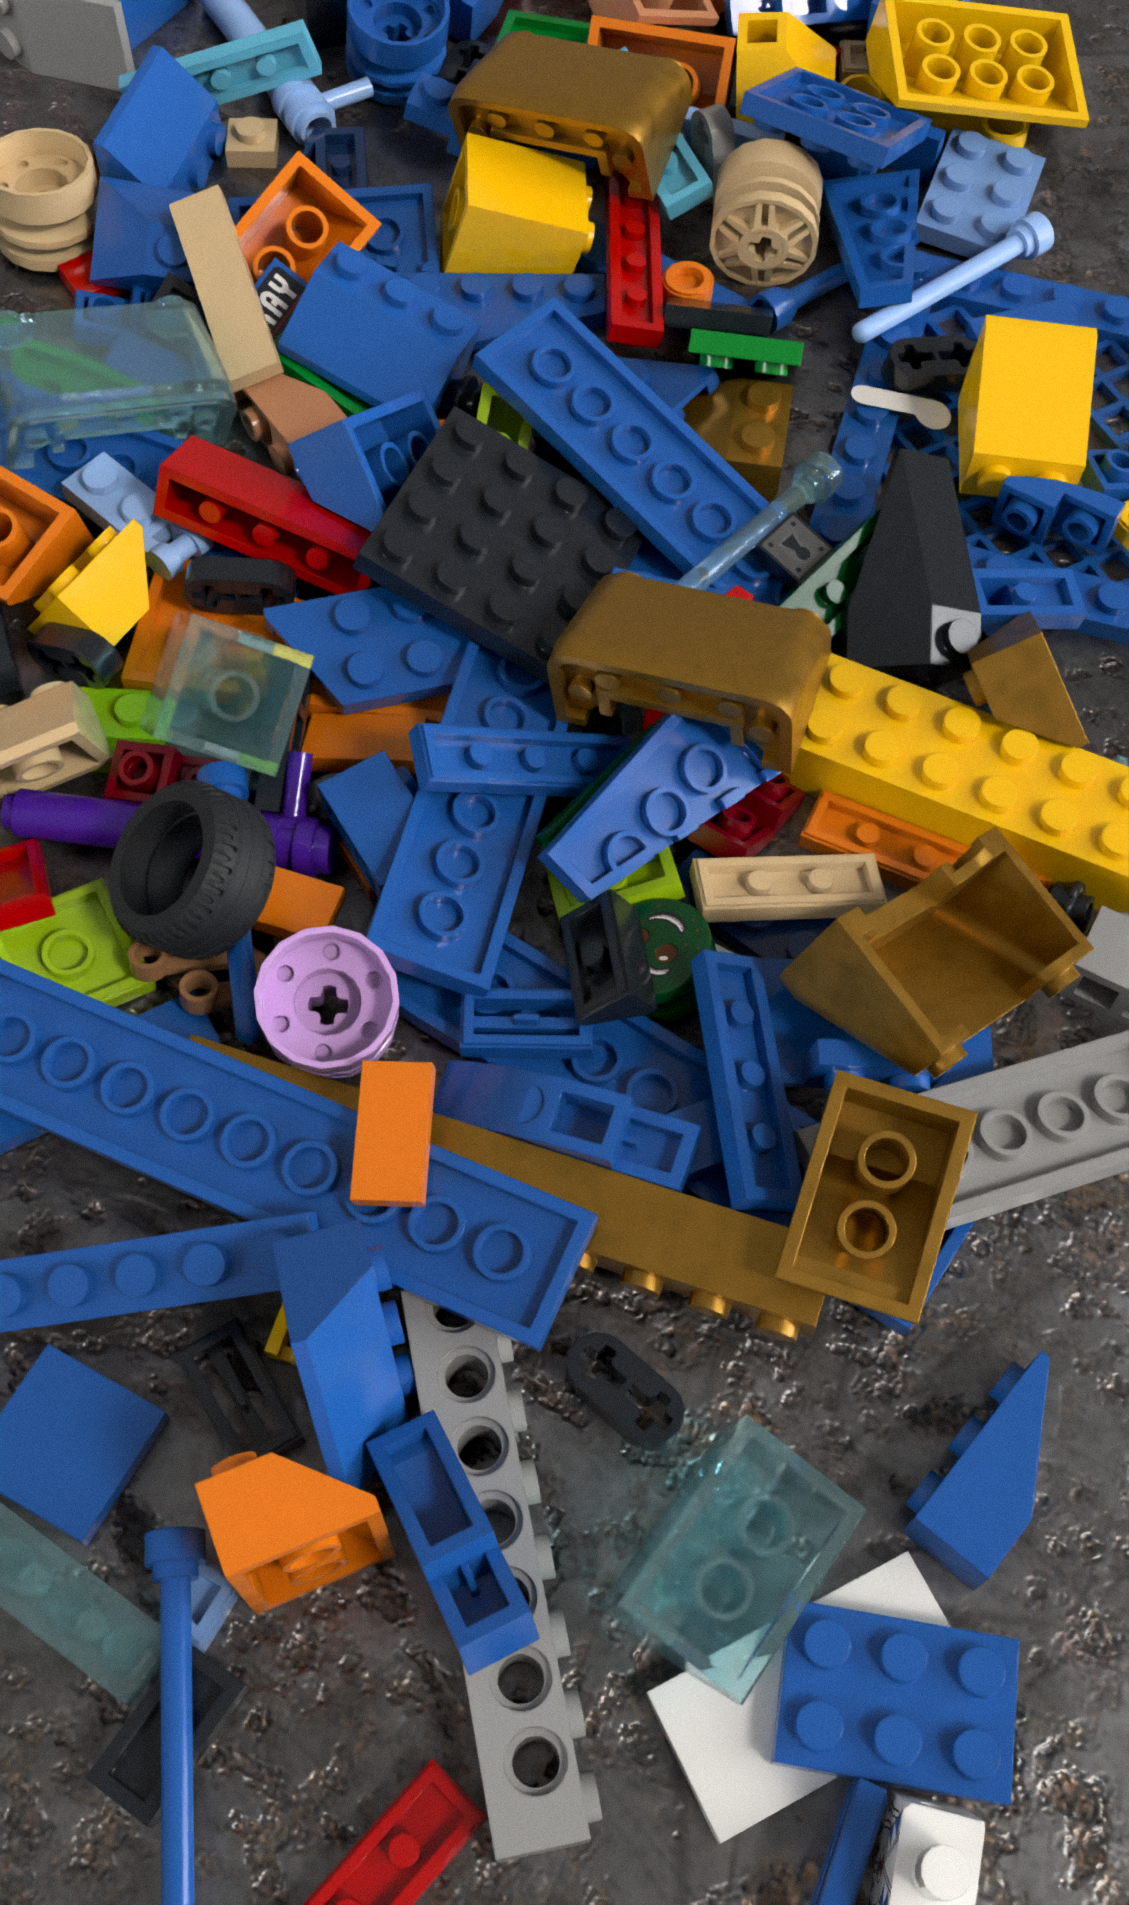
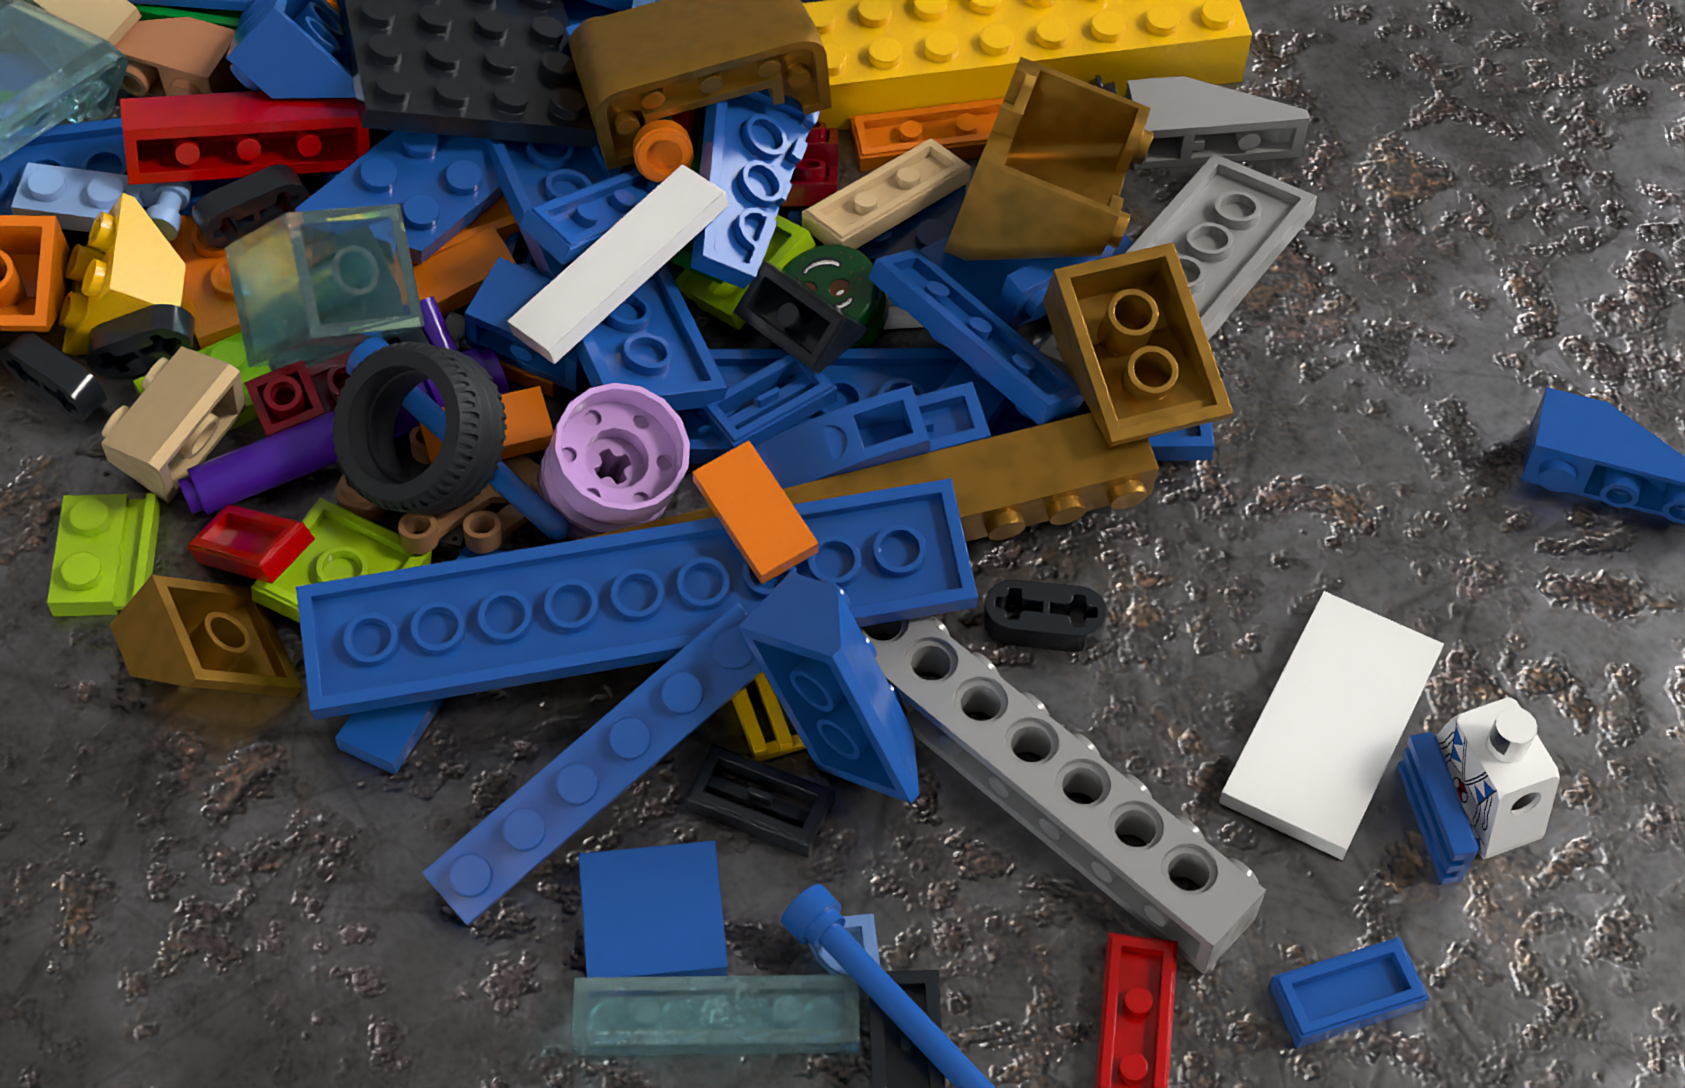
camera: 35 degrees left, 5 degrees down
(288, 1527) = (898, 823): orange slope -> none
(453, 1542) = (1021, 762): blue slope -> none
(468, 817) = (618, 263): none -> white tile
(600, 731) = (661, 149): none -> orange tile
(734, 1559) = (1213, 661): clear light blue slope -> none
(898, 1704) = (1389, 682): blue plate -> none
(989, 1491) = (1348, 514): blue slope -> none

